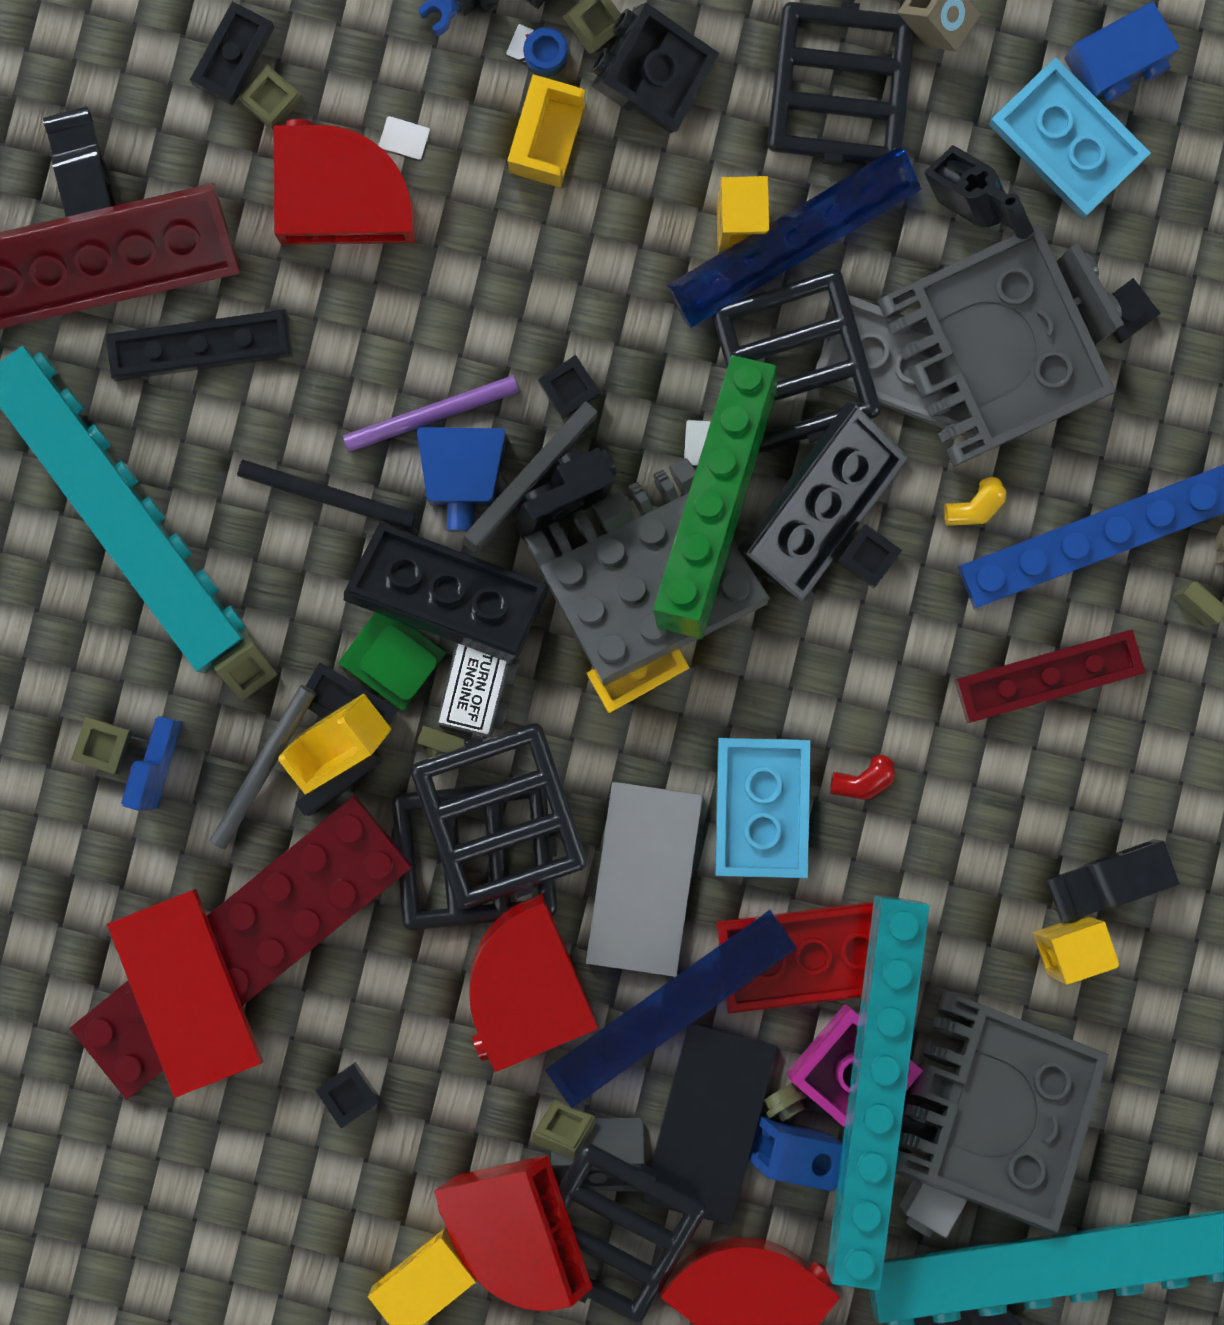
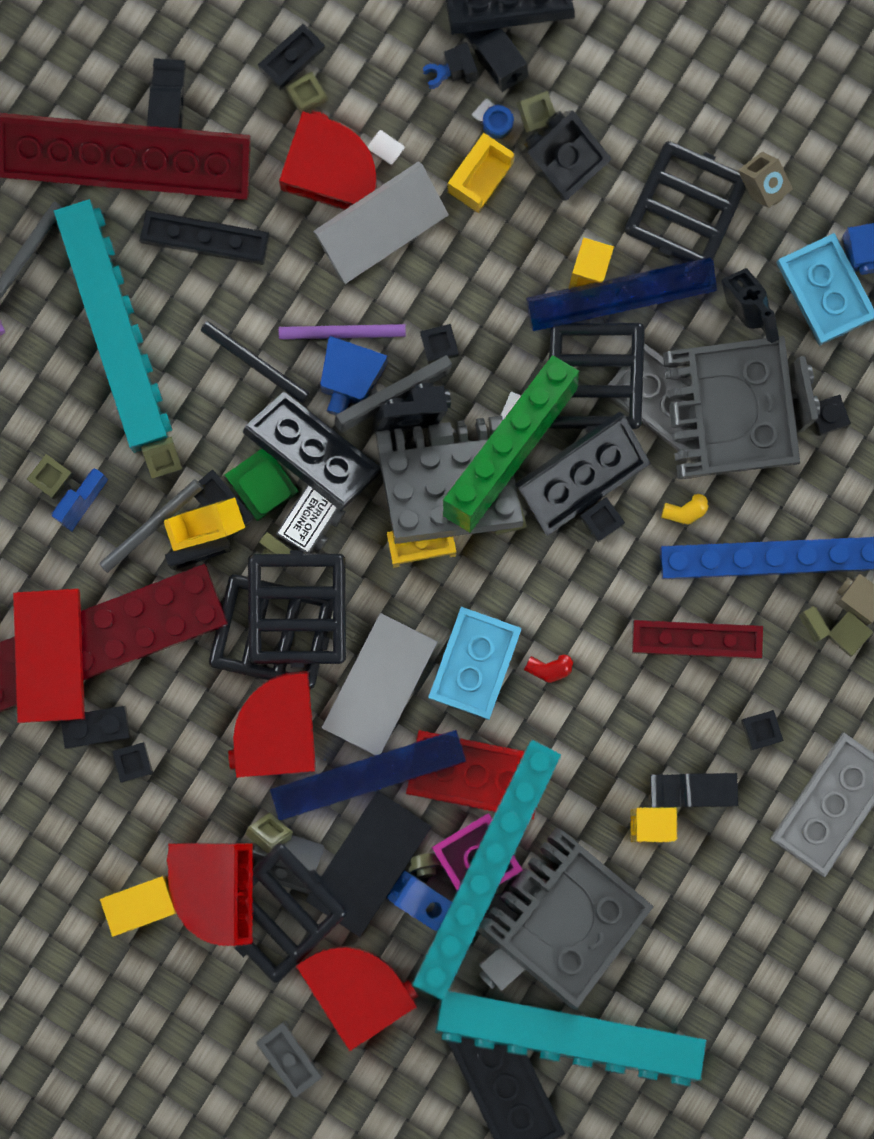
camera: 20 degrees right, 5 degrees down
(285, 1063) = (97, 728): none -> black plate
(434, 245) = (381, 222): none -> light grey tile
(1175, 769) = (762, 730): none -> black plate

